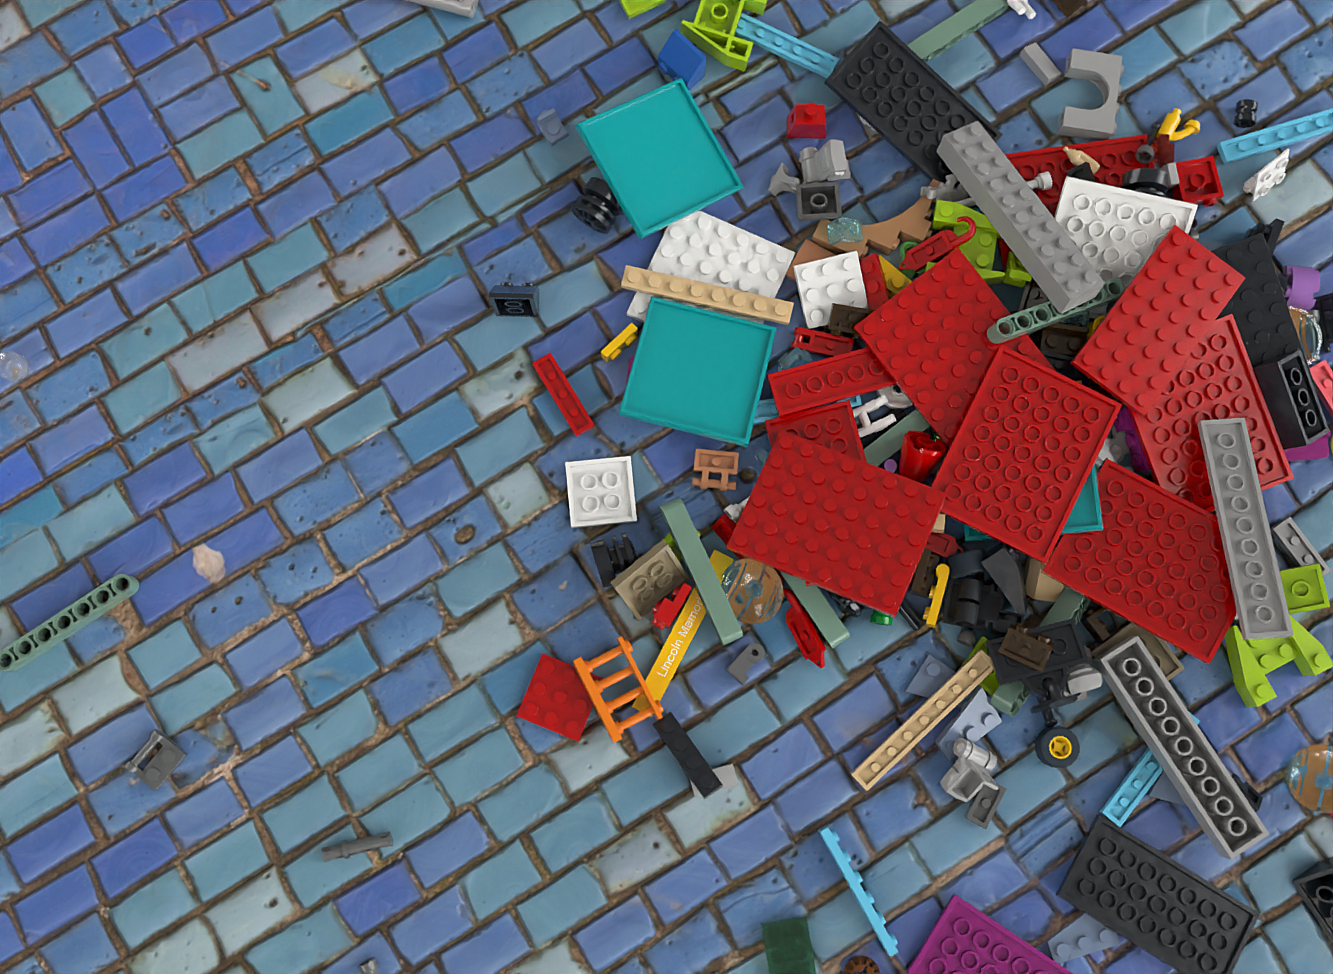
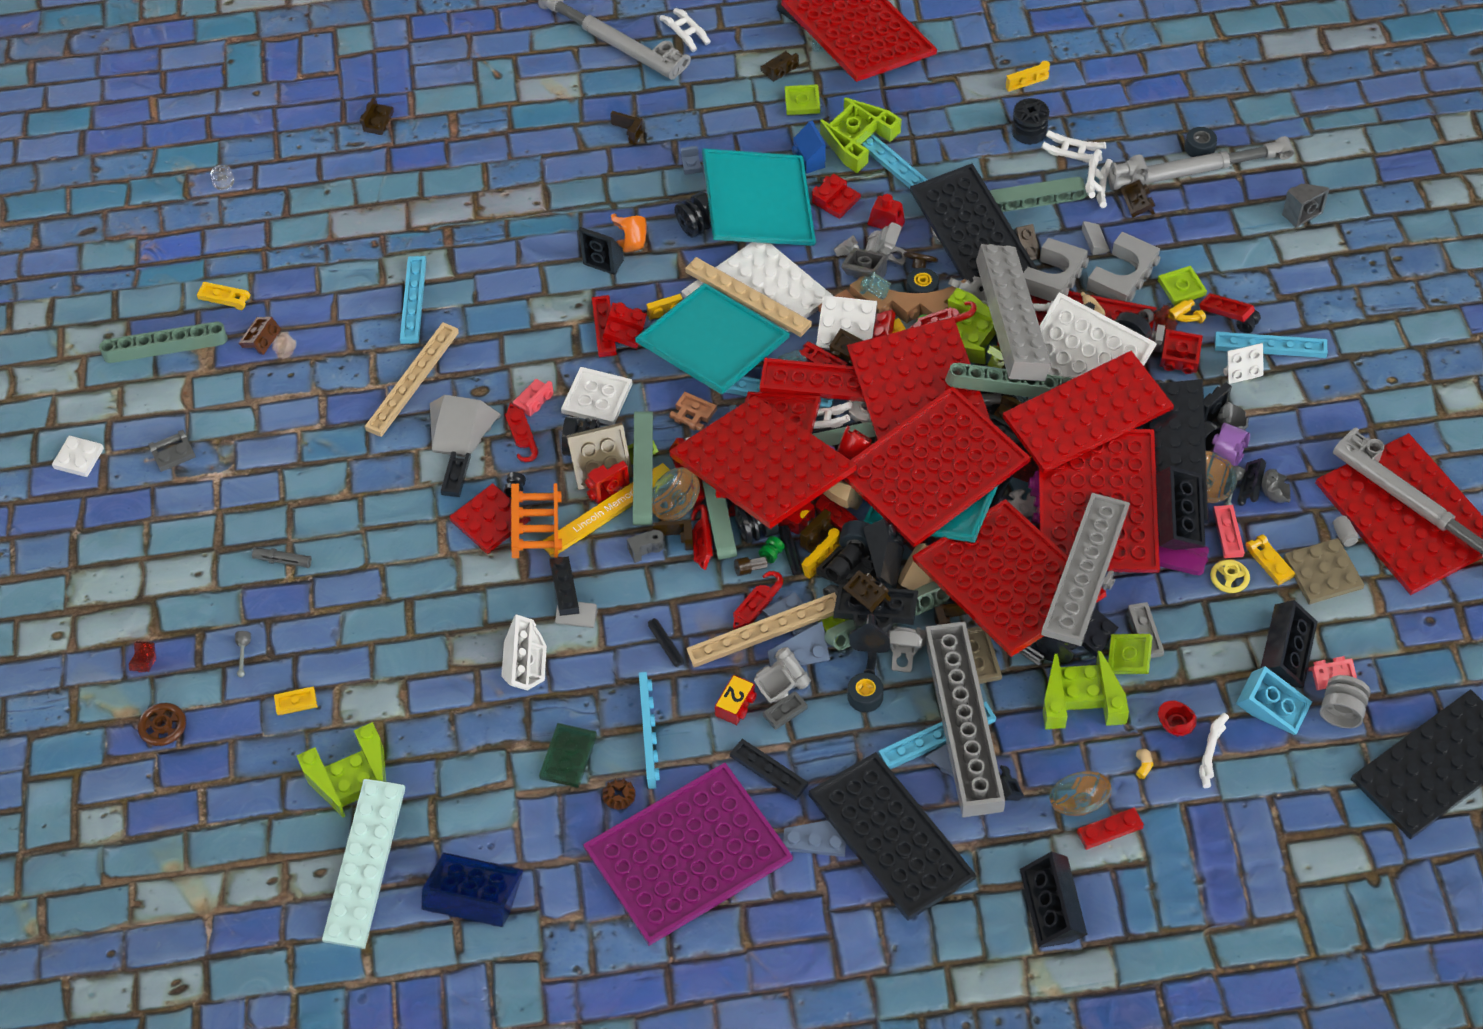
camera: 30 degrees right, 25 degrees down
(50, 812) = (77, 456): none -> white plate
(102, 528) = (223, 295): none -> yellow plate
(151, 204) = (376, 117): none -> dark brown bracket
(175, 565) = (260, 334): none -> reddish brown bracket
(328, 445) = (413, 300): none -> medium azure plate
(382, 554) = (411, 379): none -> tan plate
(461, 99) = (633, 124): none -> dark brown bracket
(466, 593) = (459, 424): none -> light grey wedge
(495, 659) = (455, 475): none -> black hinge
(530, 520) = (534, 396): none -> coral bracket
(539, 256) = (634, 230): none -> orange piece
(539, 571) = (521, 432): none -> red plate
(568, 641) = (514, 478): none -> black wheel
(588, 387) = (624, 324): none -> red plate
(687, 863) = (523, 654): none -> white wedge
(736, 114) = (835, 196): none -> red plate
(785, 632) = (679, 527): none -> dark brown bracket
(823, 772) = (665, 642): none -> black axle
(864, 643) = (745, 566): none -> dark brown piece
(870, 168) = (920, 260): none -> dark brown piece
(883, 208) = (922, 281): none -> black wheel
(895, 683) = (756, 601): none -> red plate
(930, 814) = (735, 700): none -> brick
(973, 92) = (1029, 240): none -> dark brown bracket
(1001, 880) = (769, 769): none -> black plate
(1035, 108) = (1061, 255): none -> light grey arch
(1158, 93) = (1182, 285): none -> lime plate
(1221, 107) = (1227, 307): none -> red plate
(1286, 252) = (1232, 415): none -> dark grey hair

